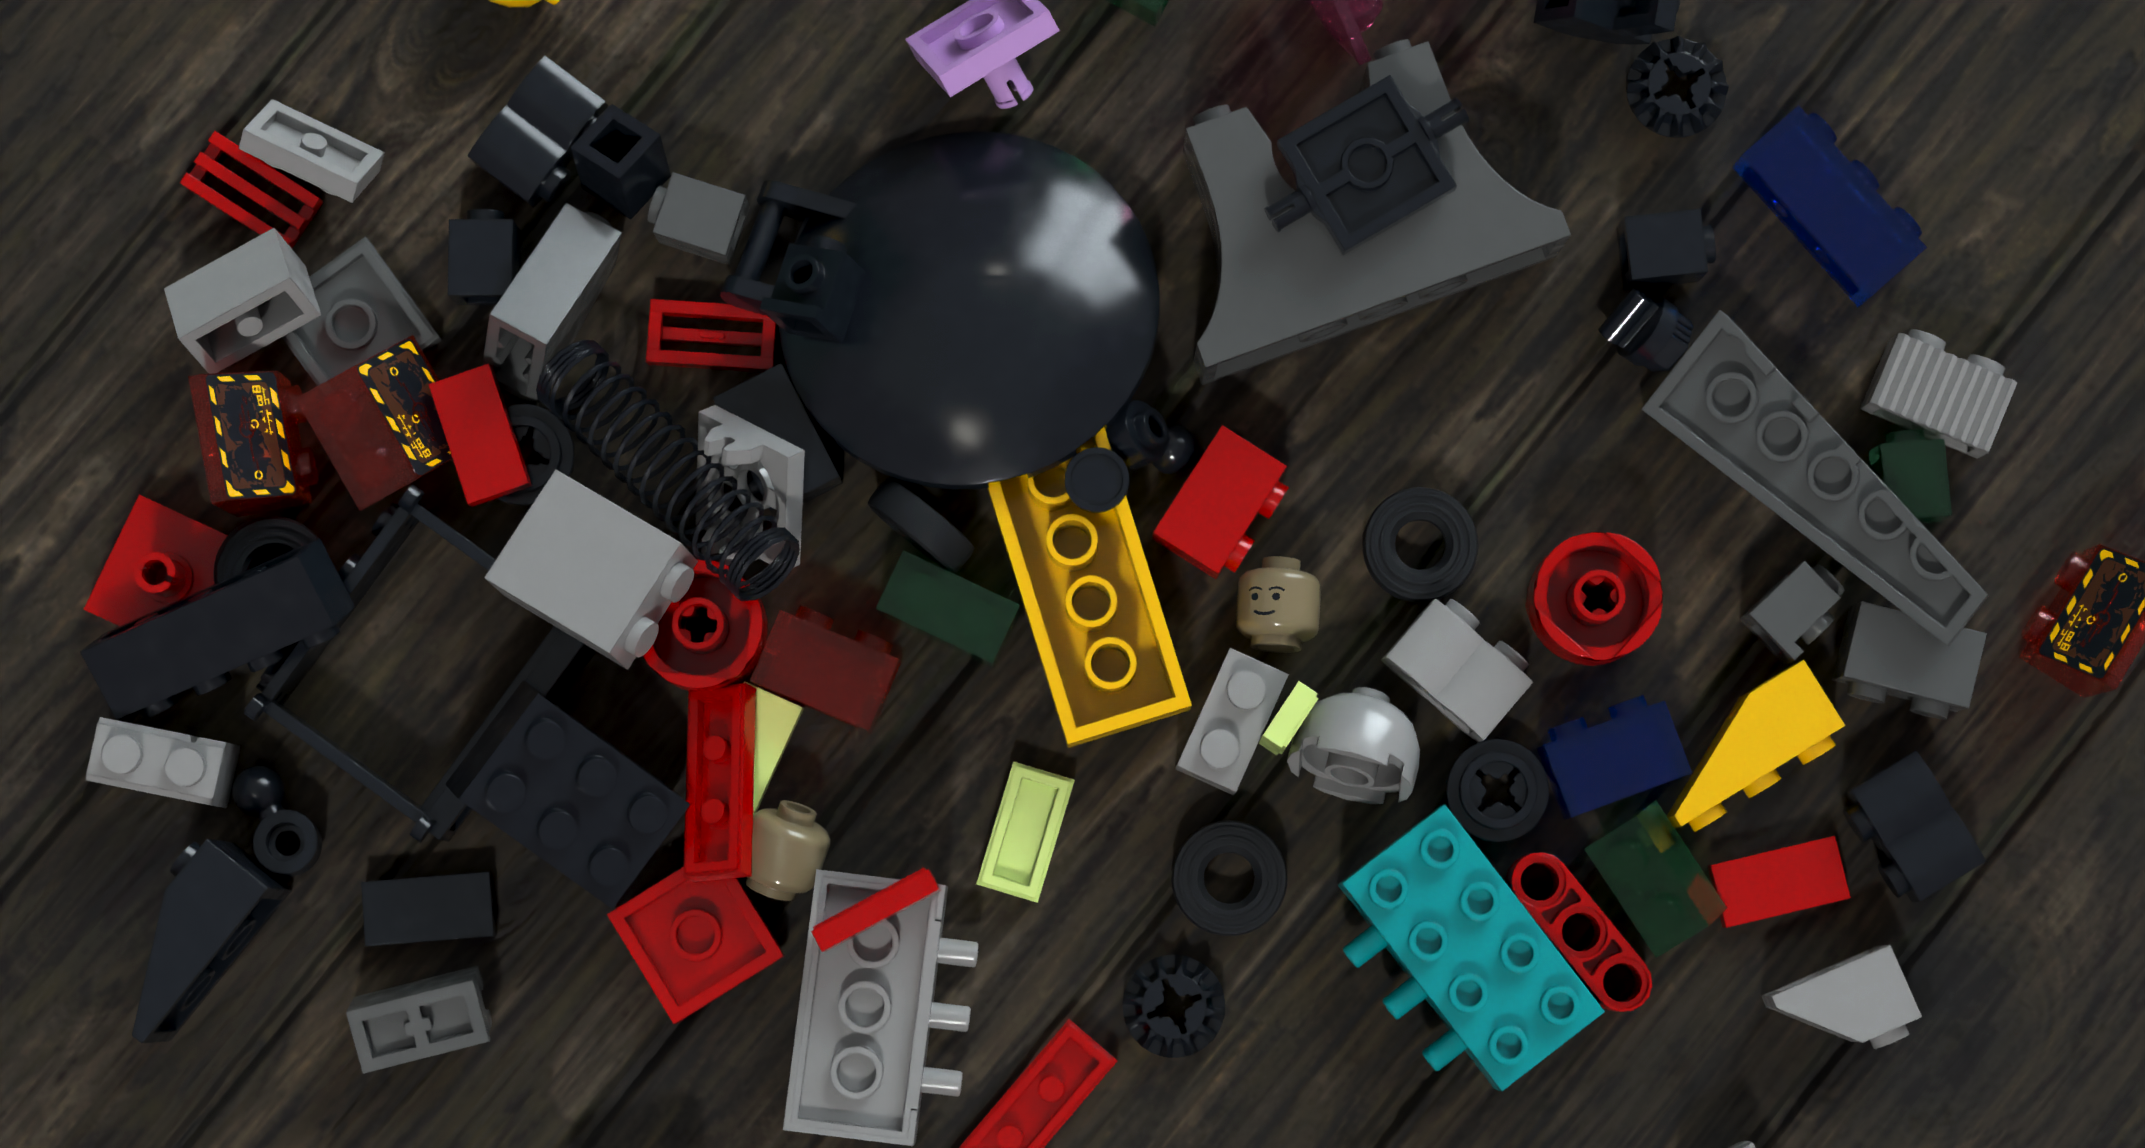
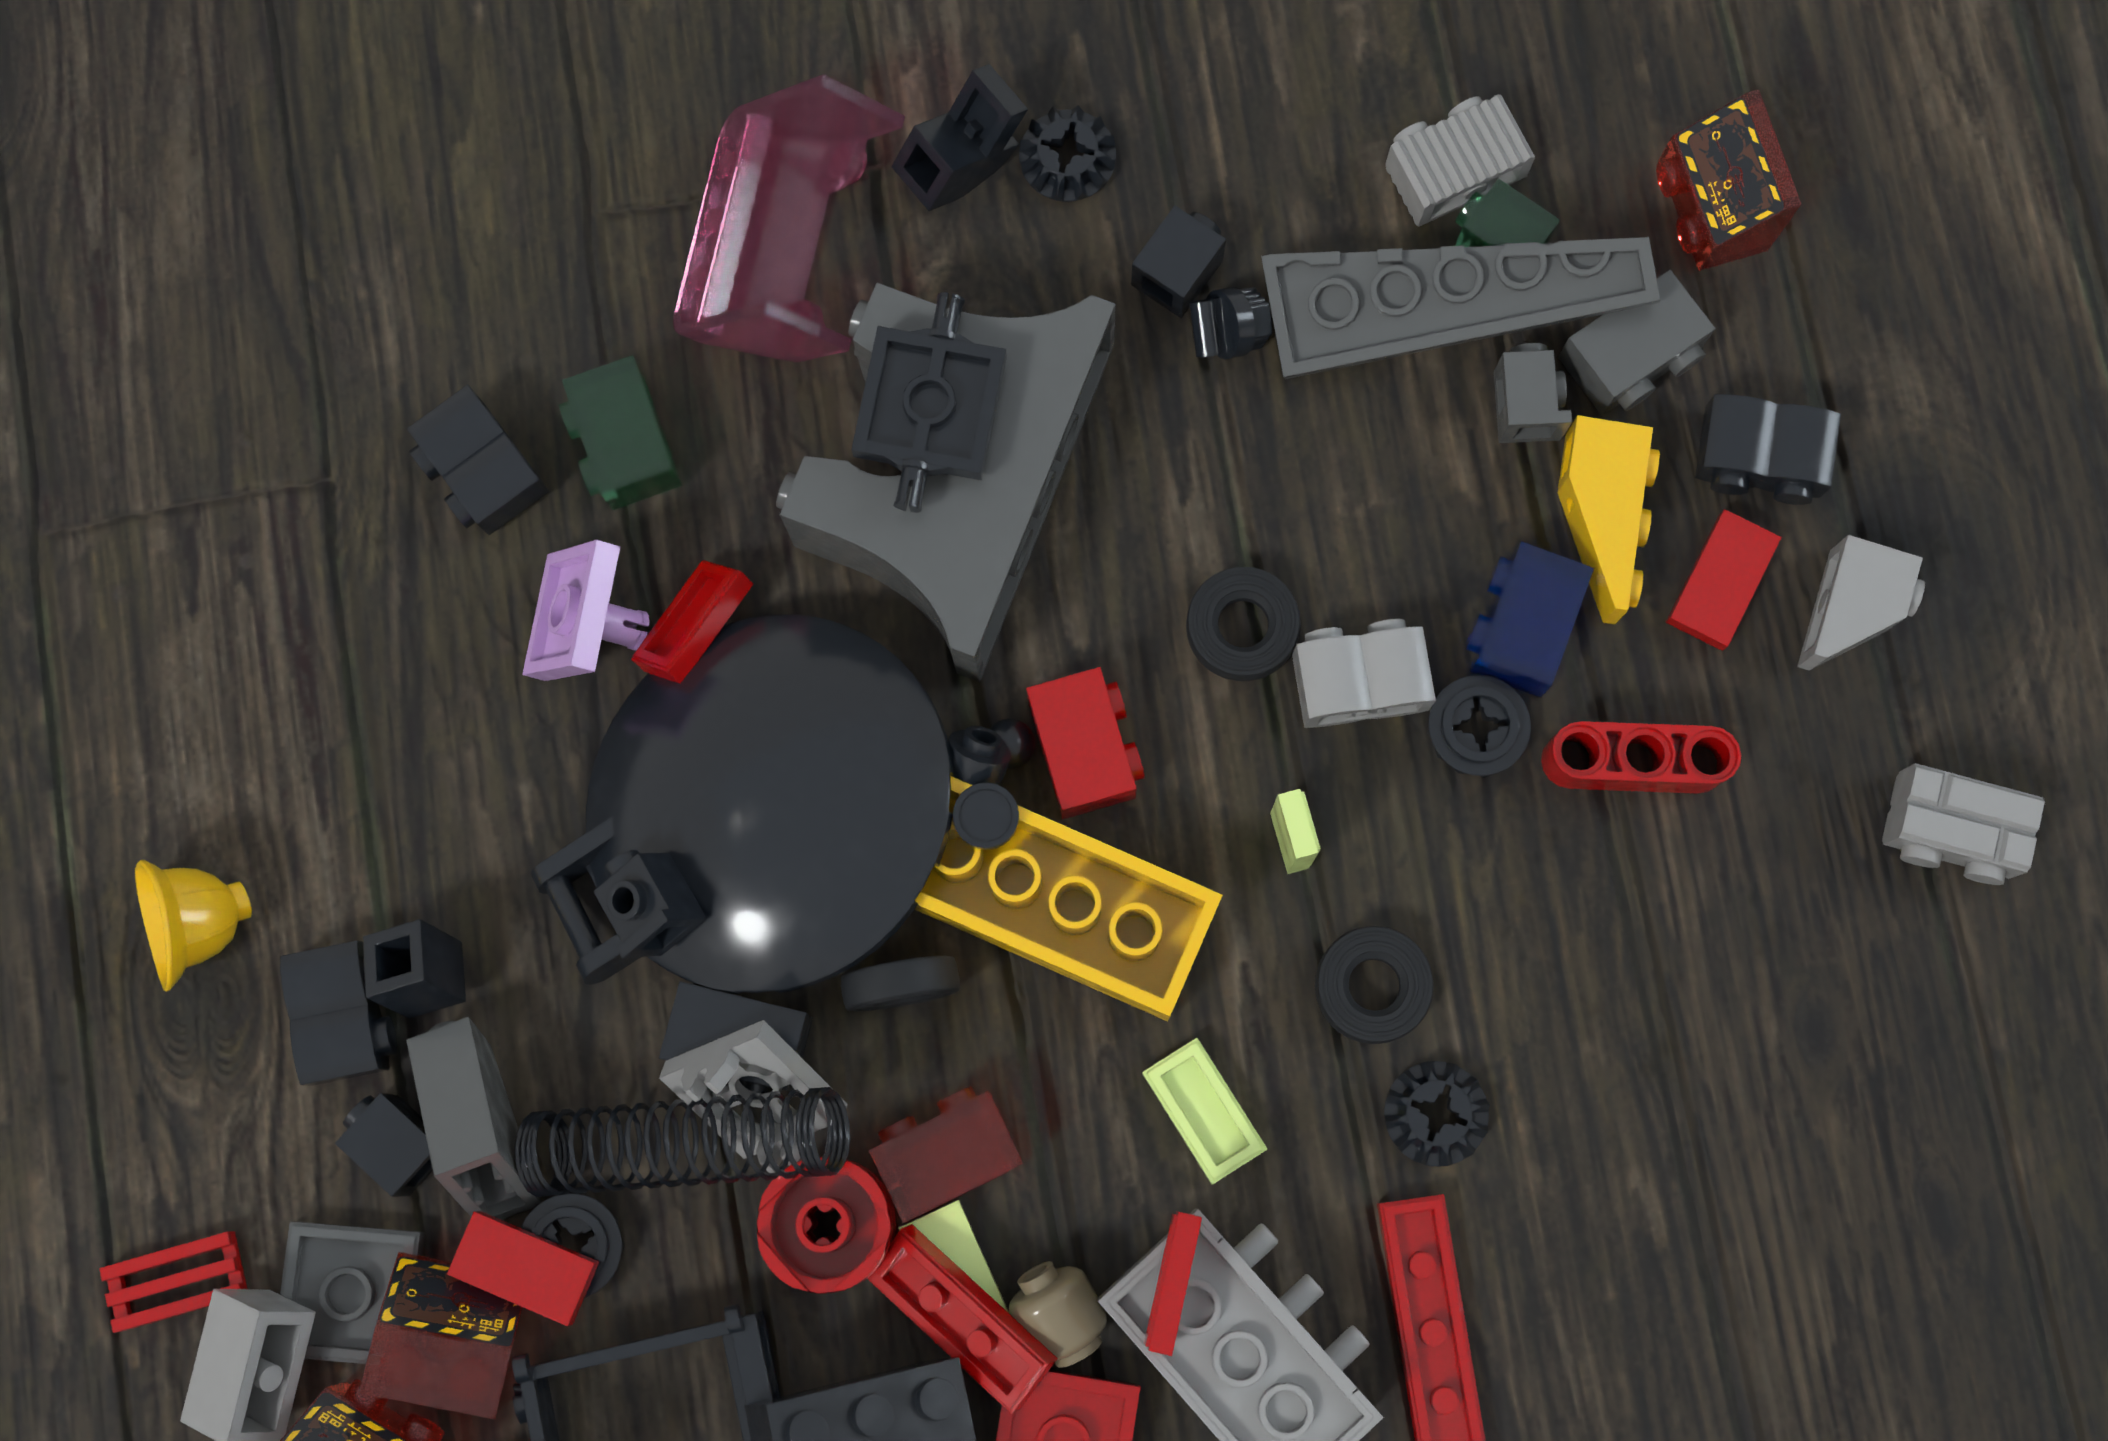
camera: 45 degrees left, 5 degrees down
(311, 150) = (184, 1205): light grey plate -> none
(593, 570) = (707, 1272): light grey brick -> none
(698, 218) = (512, 948): dark grey brick -> none
(705, 310) = (591, 1002): red tile -> none
(948, 609) = (982, 1019): clear green brick -> none
(1055, 130) = (692, 621): none -> red tile
(1232, 721) = (1257, 877): light grey brick -> none
(1278, 605) = (1198, 766): dark tan head -> none
(1357, 747) = (1362, 798): light grey cylinder -> none
(1466, 952) = (1586, 853): teal piece -> none
(1631, 598) = (1422, 502): red brick -> none
(1656, 879) = (1650, 664): clear green brick -> none
(1830, 204) = (1252, 118): clear blue brick -> none

